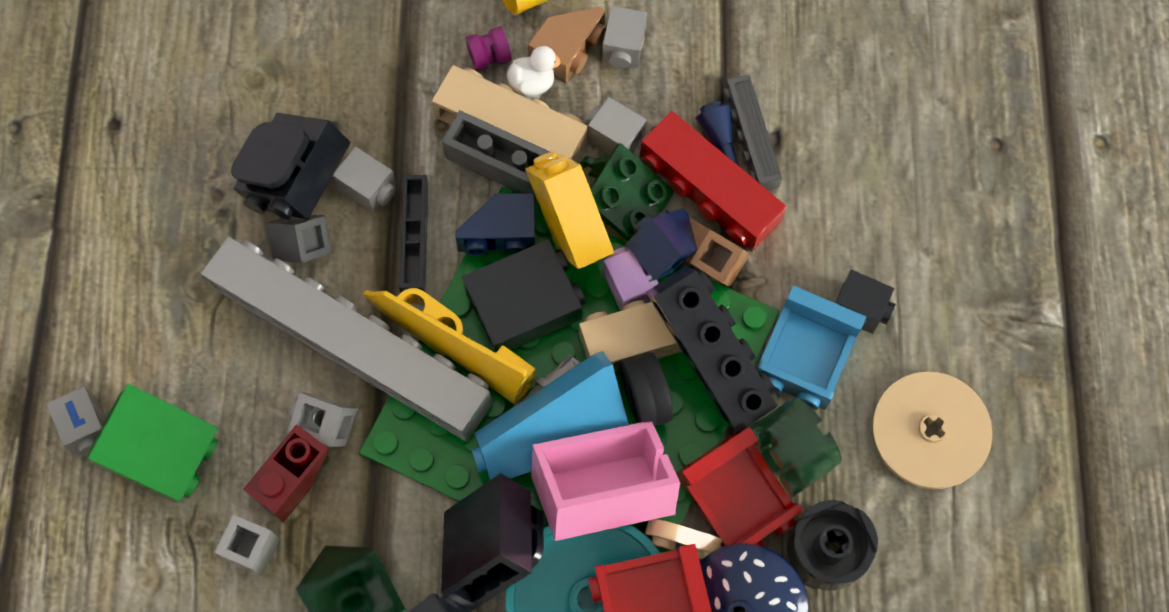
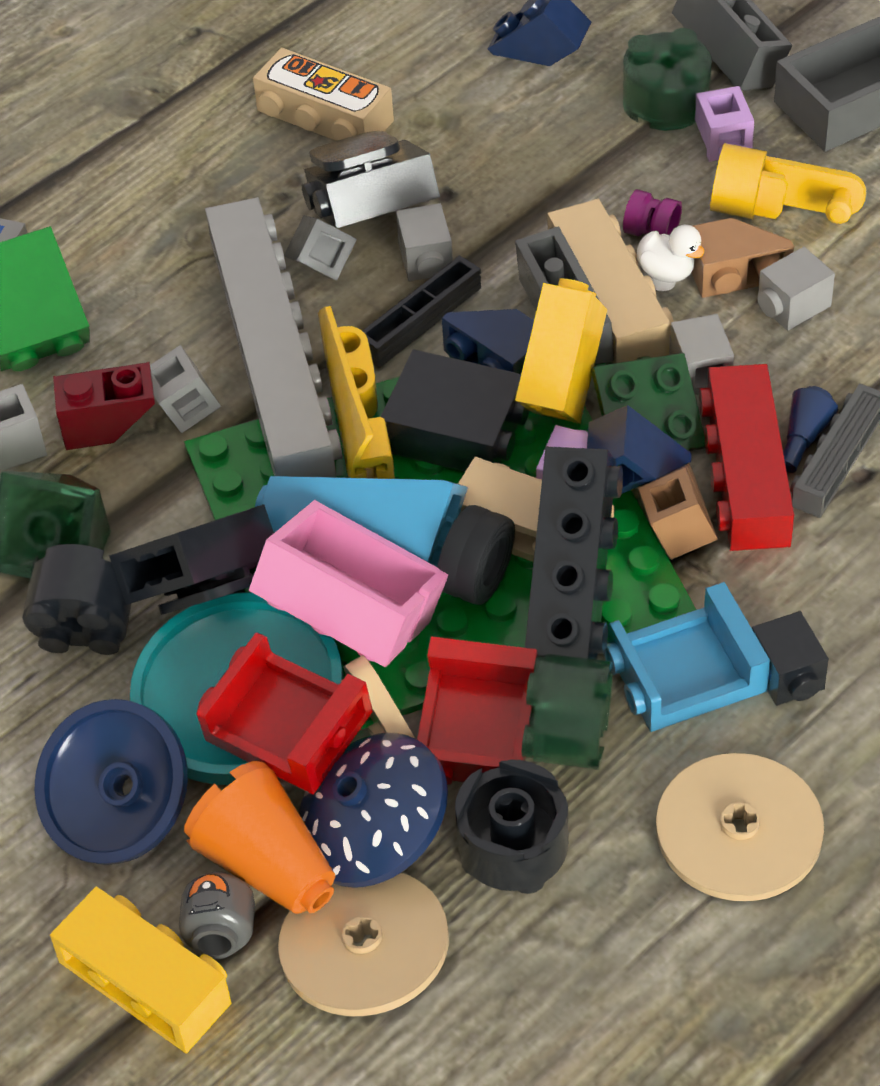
camera: 50 degrees right, 20 degrees down
(178, 119) = (321, 97): none -> tan brick

